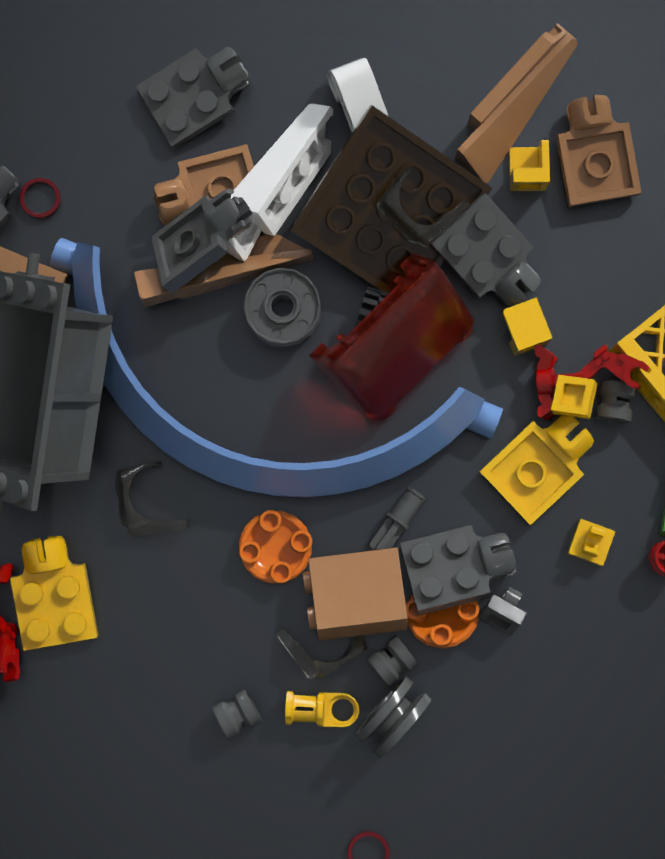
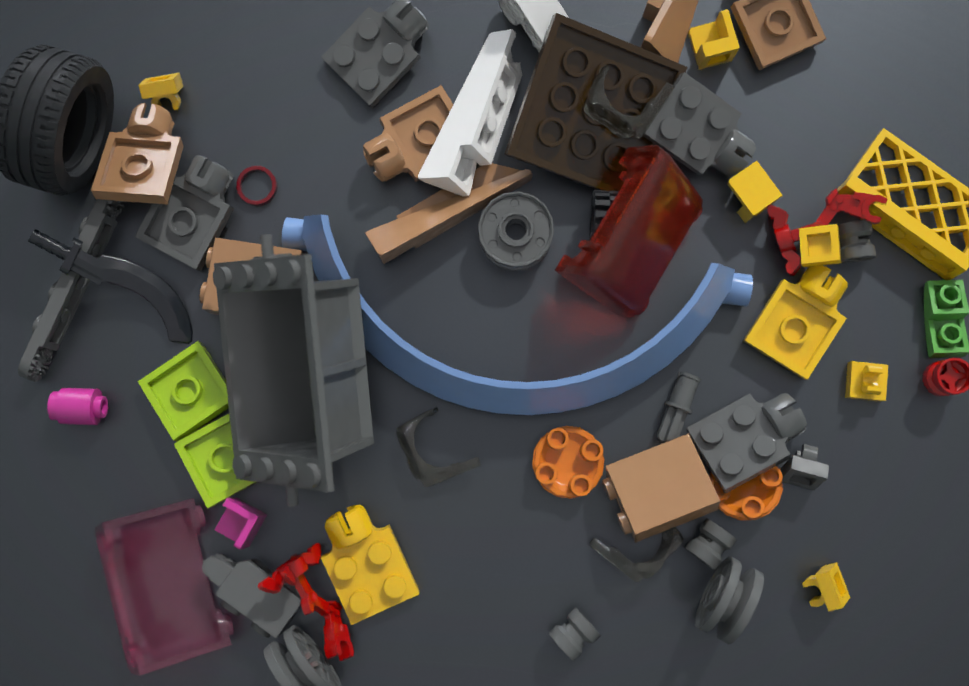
camera: 10 degrees left, 0 degrees up
(199, 237) = (421, 182): dark grey plate -> none
(322, 708) = (654, 607): yellow connector -> none
(499, 732) = (832, 587): none -> yellow tile

